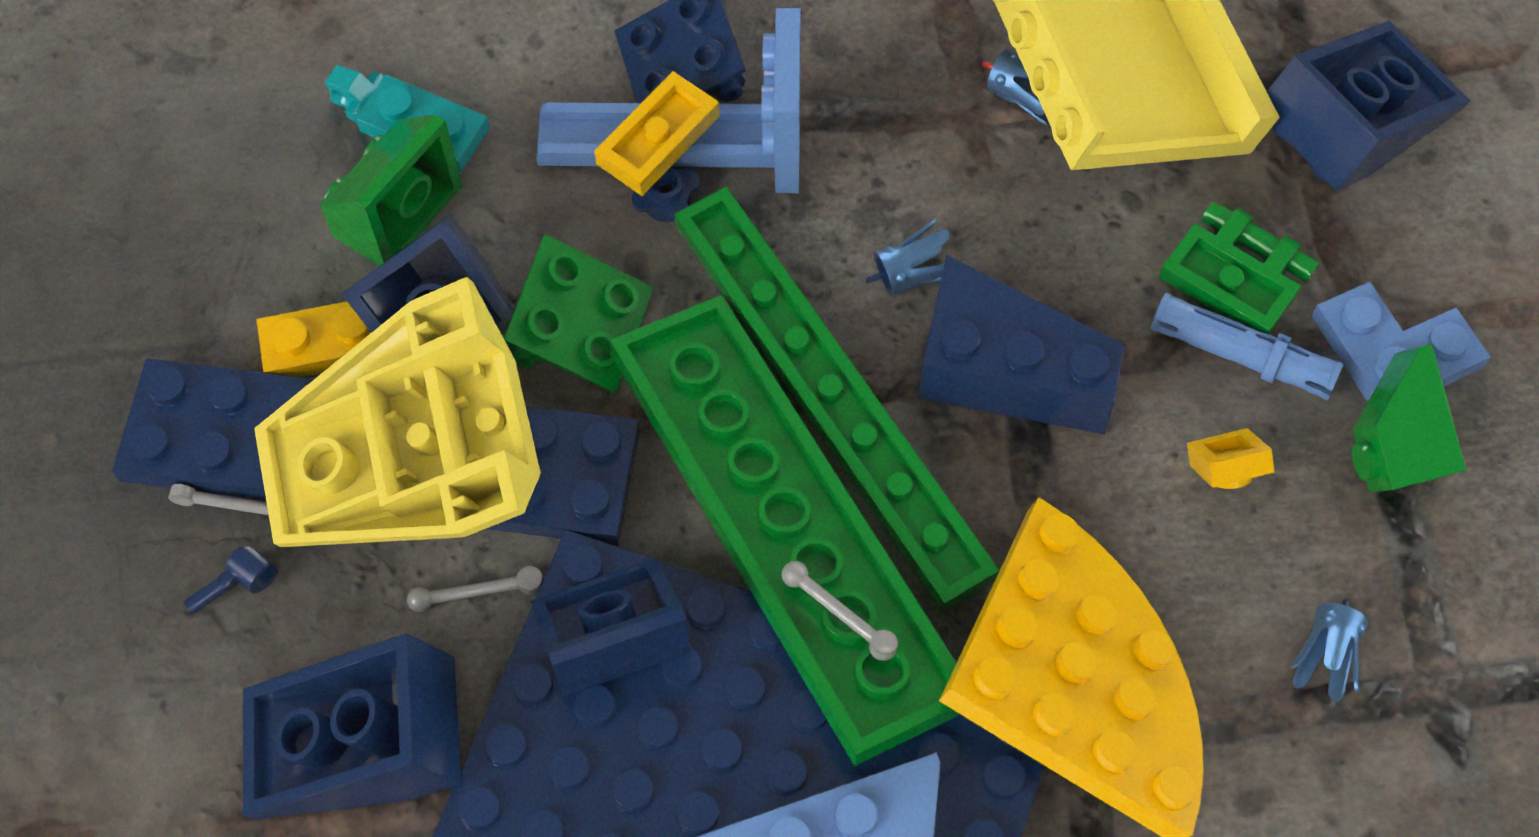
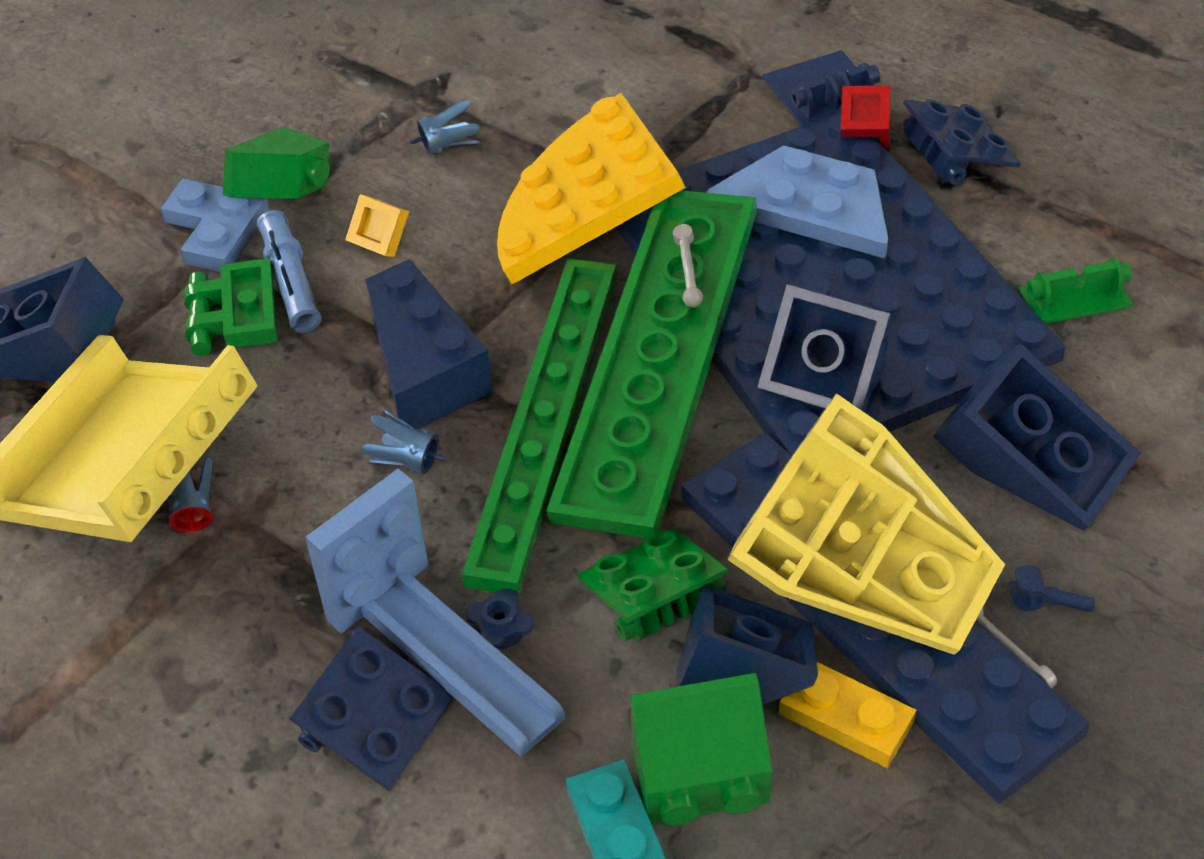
camera: 135 degrees left, 15 degrees down
(657, 133) = (470, 625): yellow plate -> none

